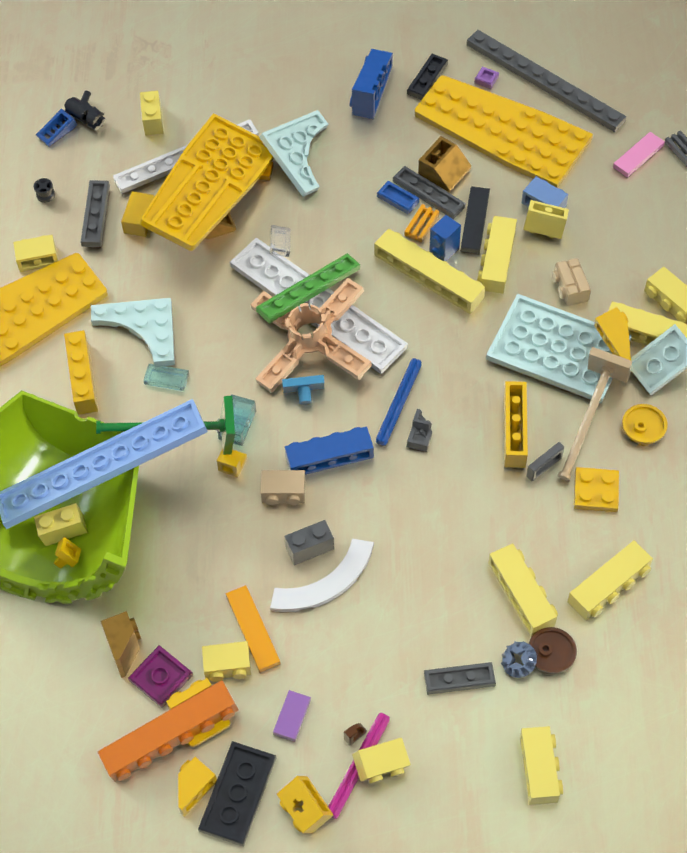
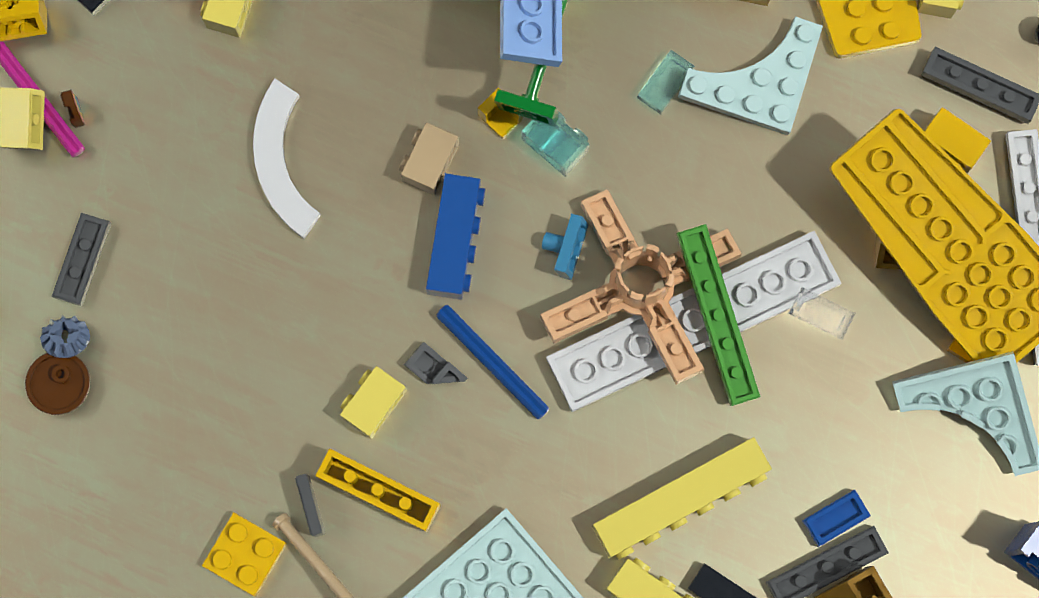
camera: 110 degrees right, 20 degrees up
(253, 629) = (260, 50): light orange tile -> none
(292, 716) = (131, 50): medium lavender tile -> none
(309, 542) = (335, 157): dark grey brick -> none
(434, 215) = (782, 558): light orange tile -> none
(445, 238) = (718, 538): blue brick -> none
(461, 453) = (372, 401): none -> light yellow brick
(522, 589) = (150, 386): light yellow brick -> none
(610, 580) = (108, 500): light yellow brick -> none

